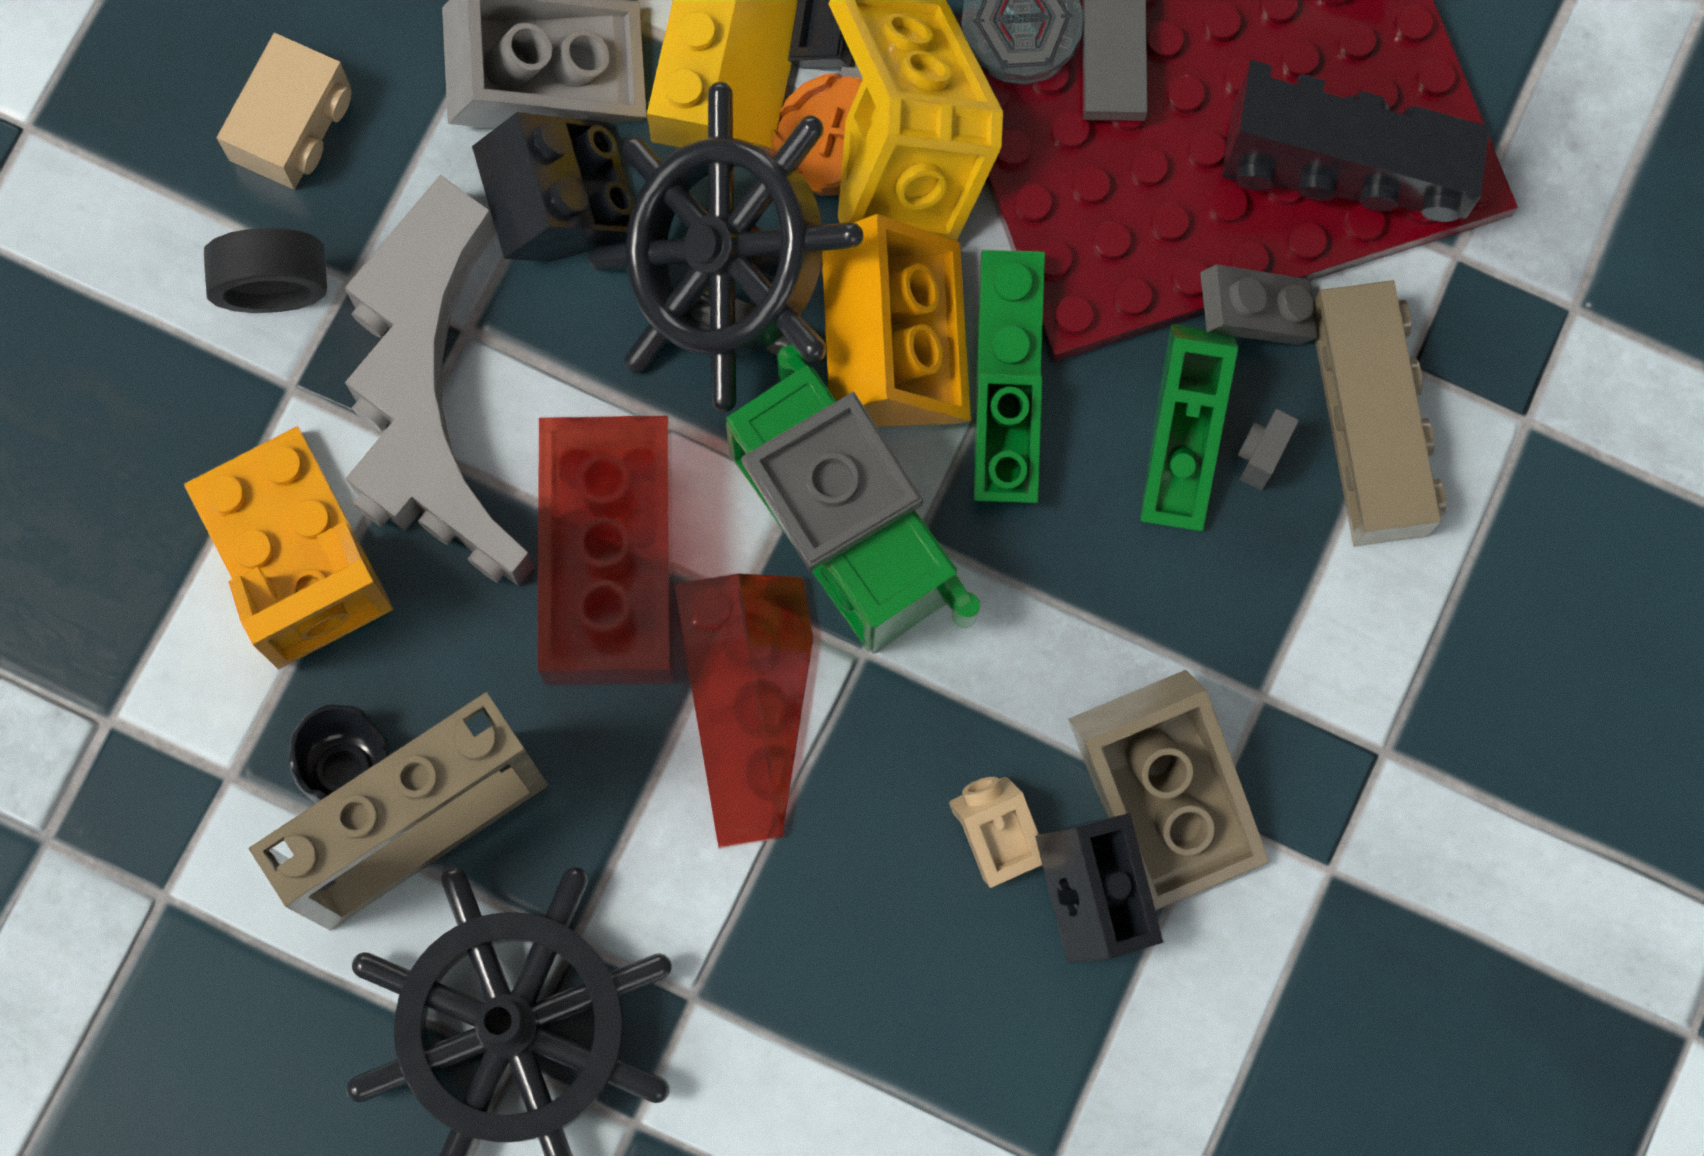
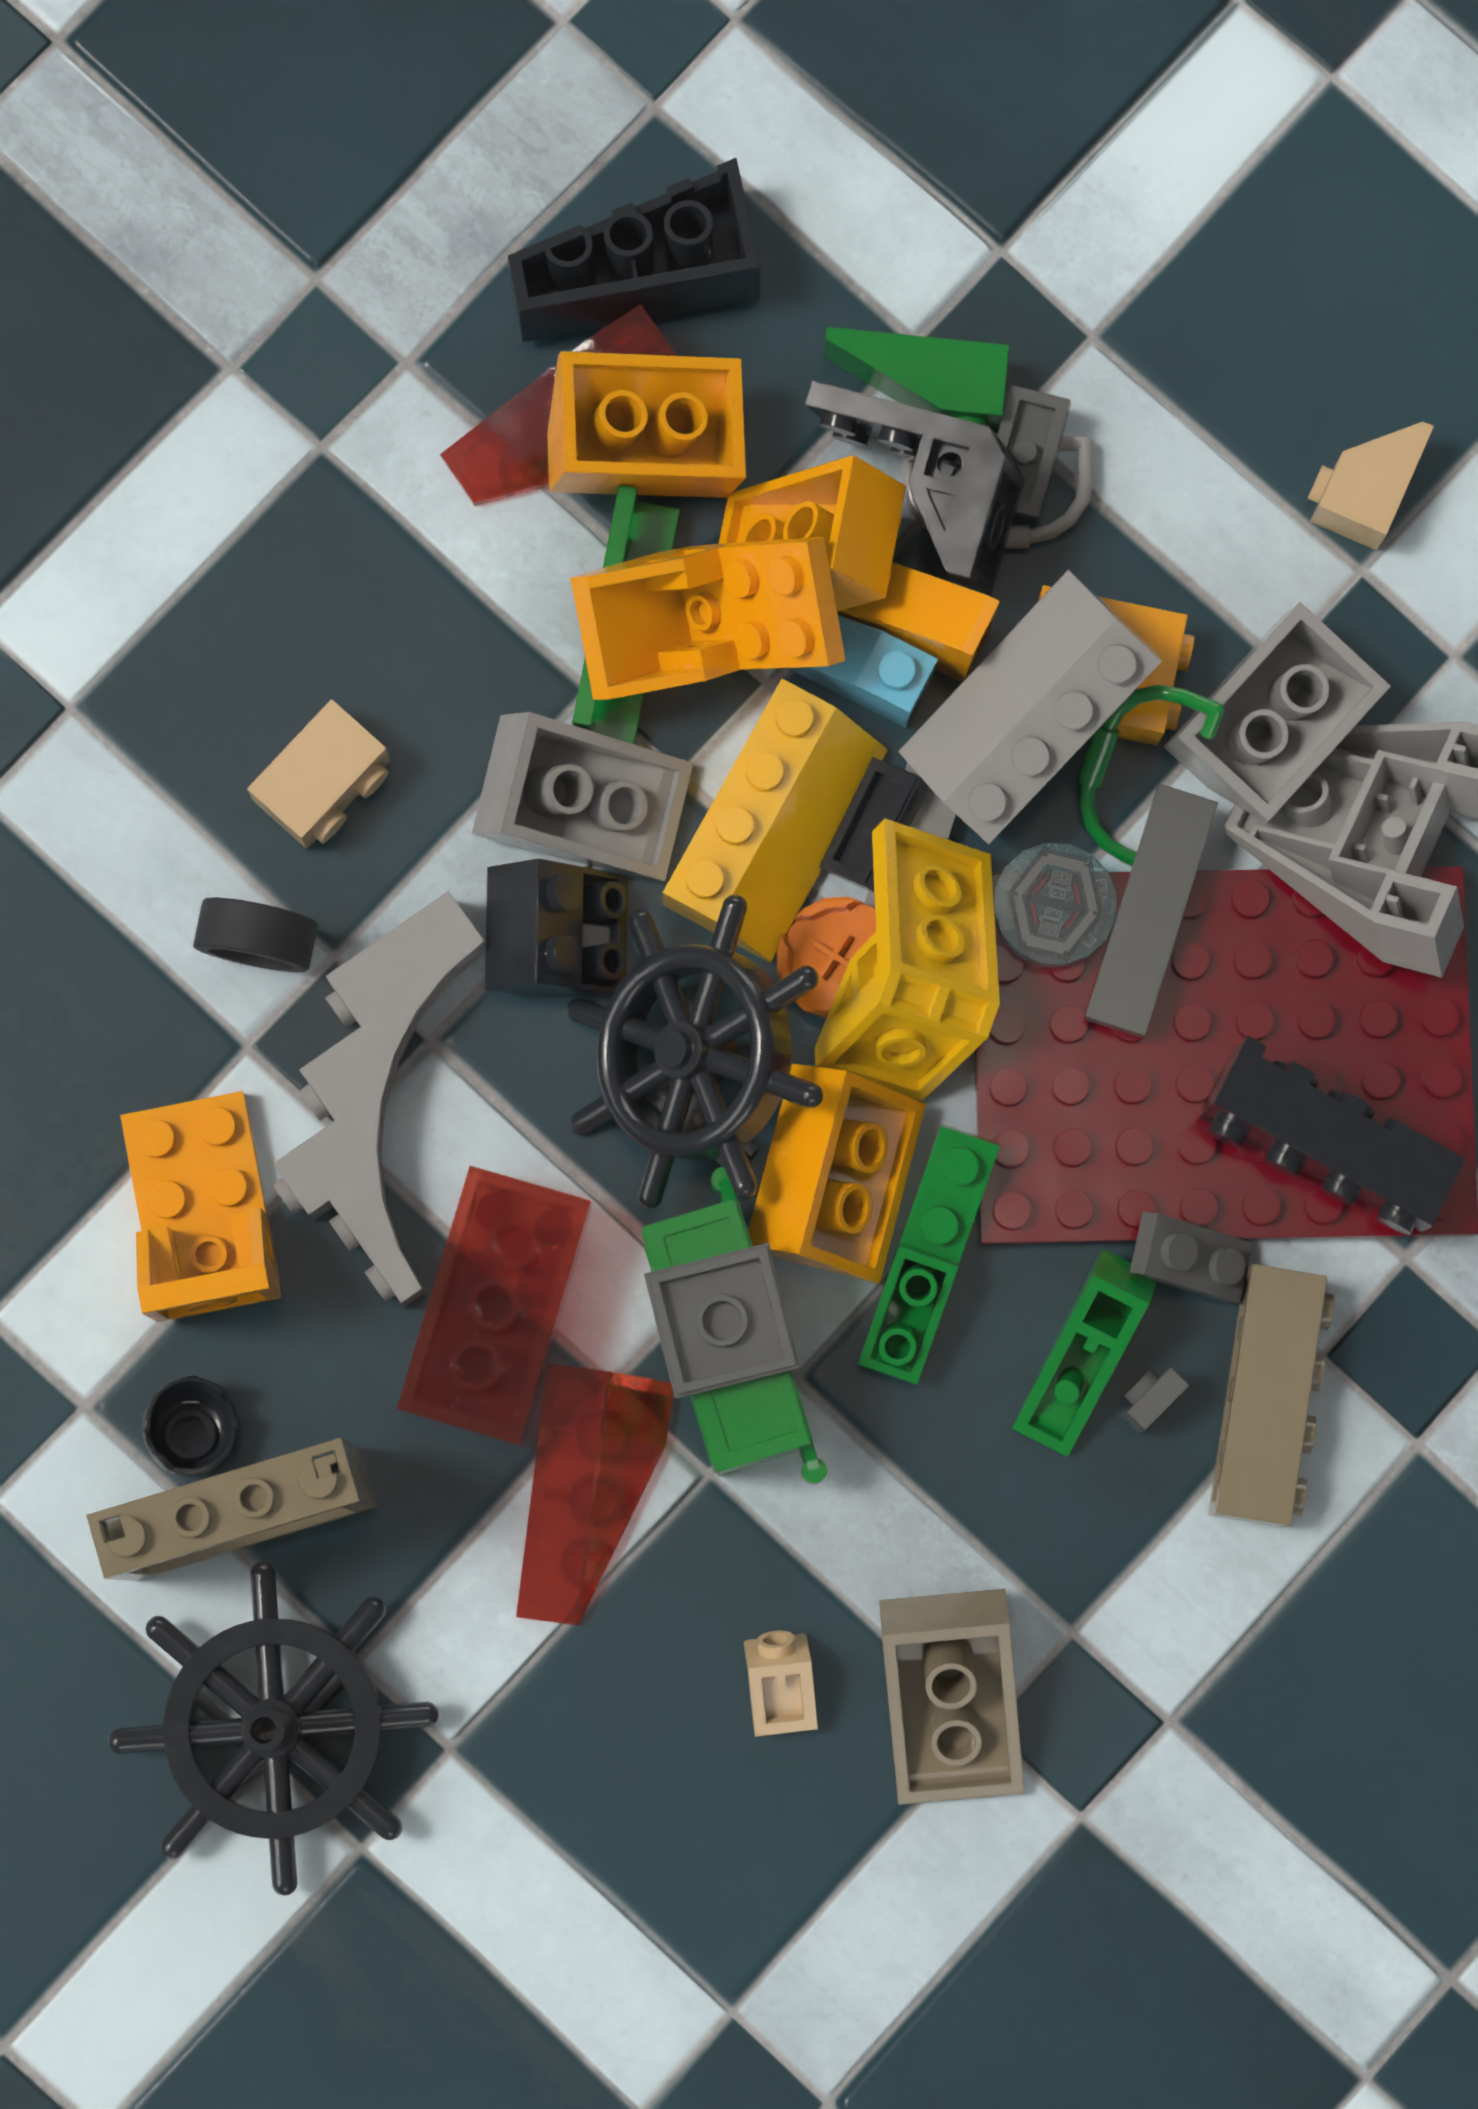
camera: 15 degrees right, 5 degrees up
(1099, 889) = (853, 1772): black brick -> none

